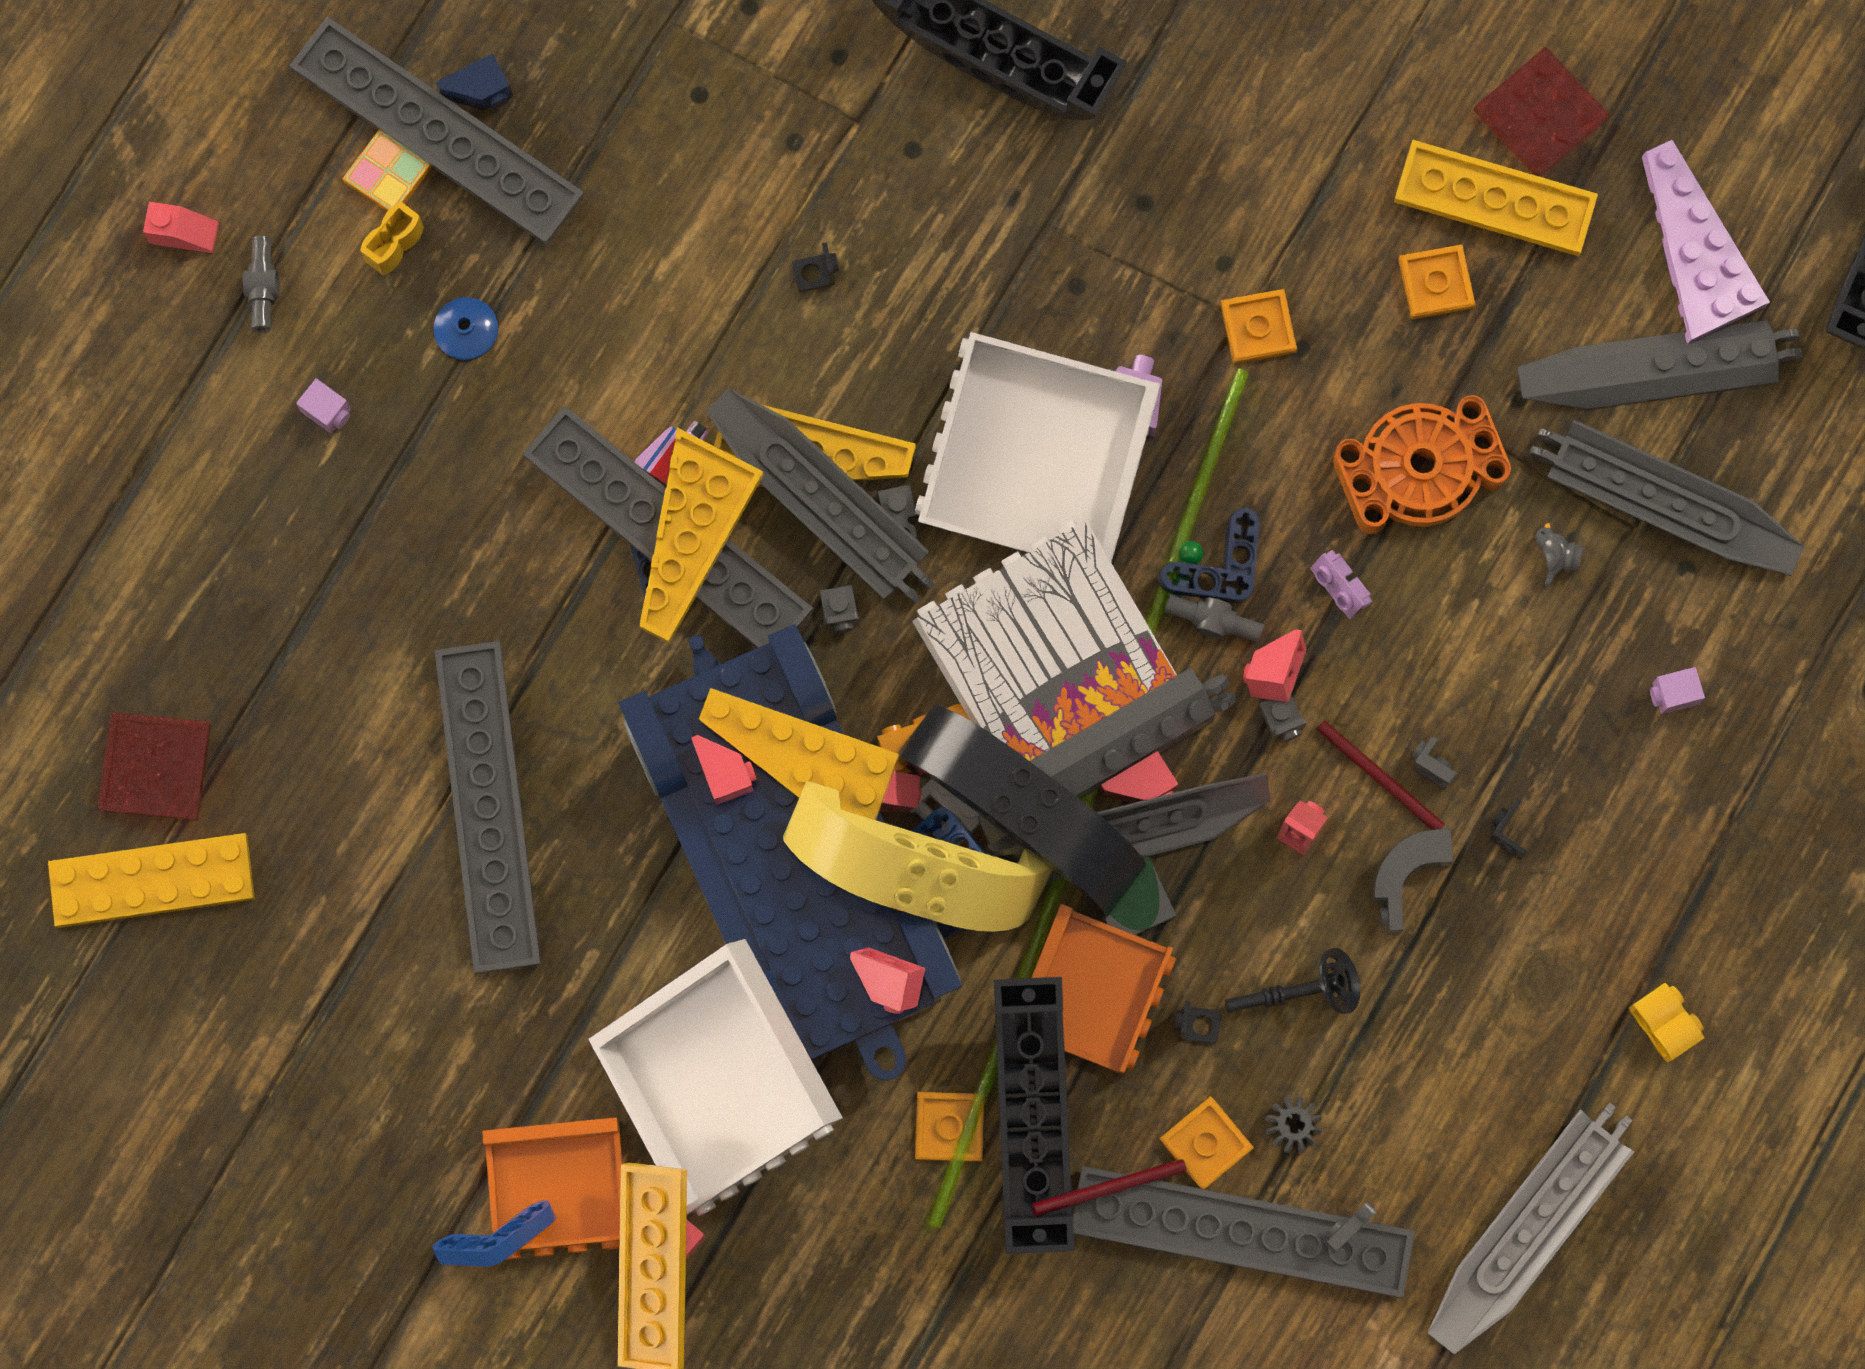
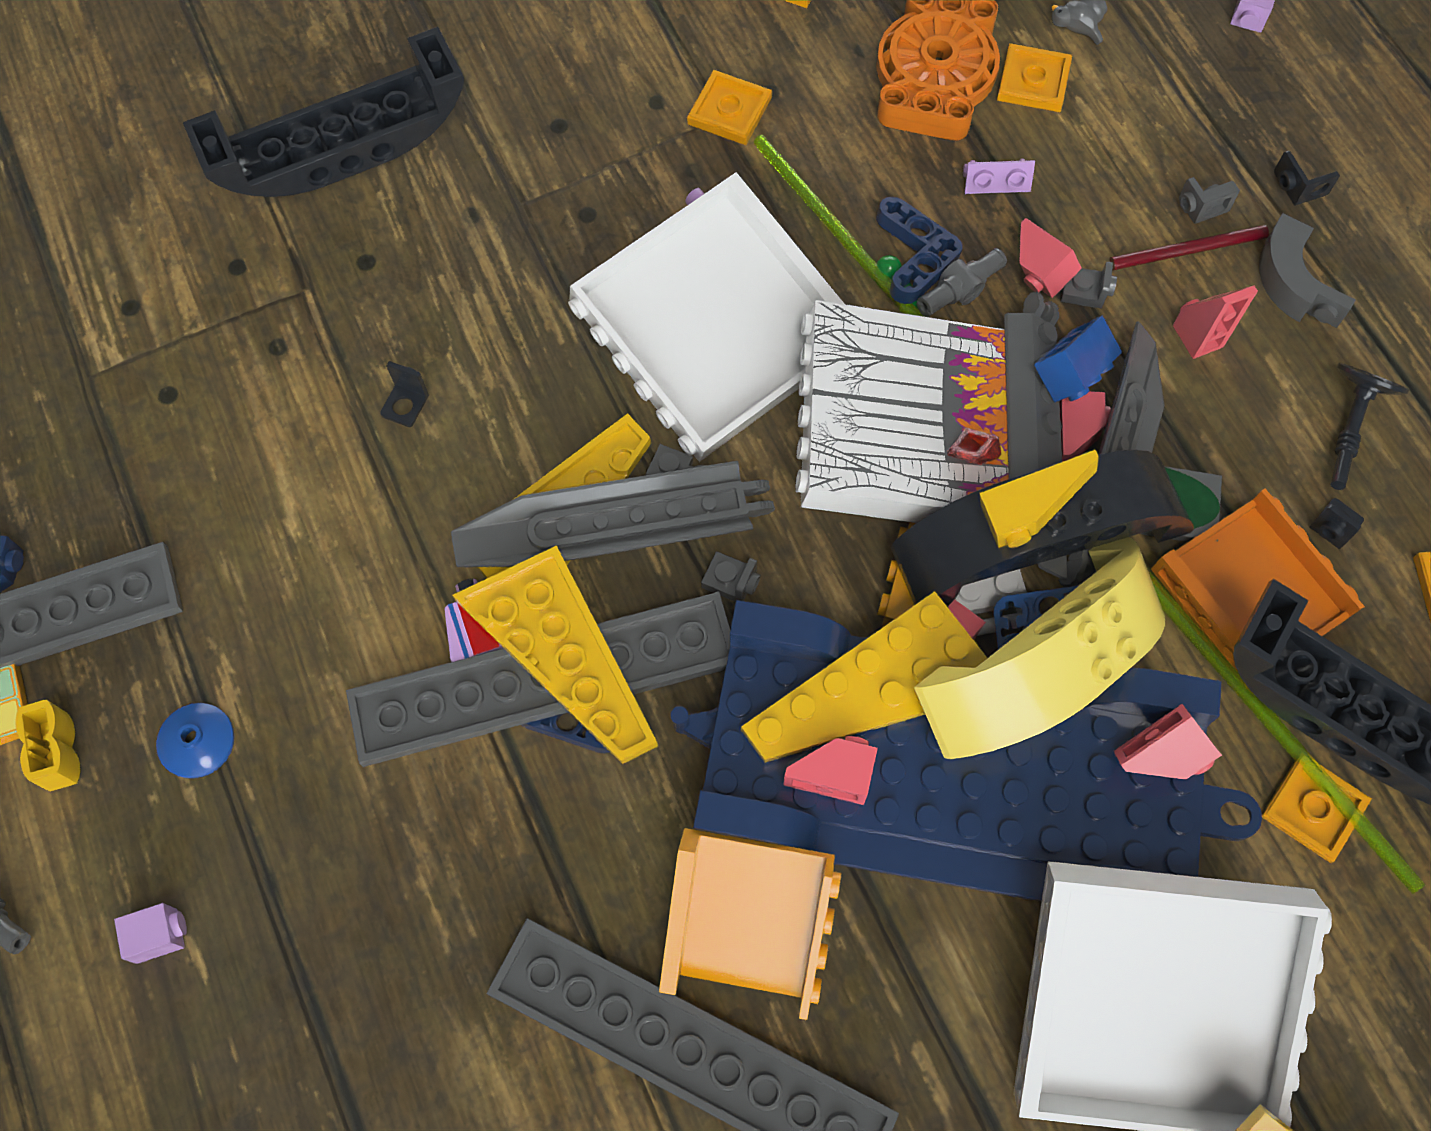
camera: 55 degrees left, 10 degrees down
(593, 779) = (749, 915): none -> light orange panel
(995, 774) = (1027, 504): none -> yellow slope
(1043, 714) = (976, 447): none -> clear red slope
(1187, 747) = (1078, 360): none -> blue brick
(1469, 553) = (1034, 77): none -> light orange tile

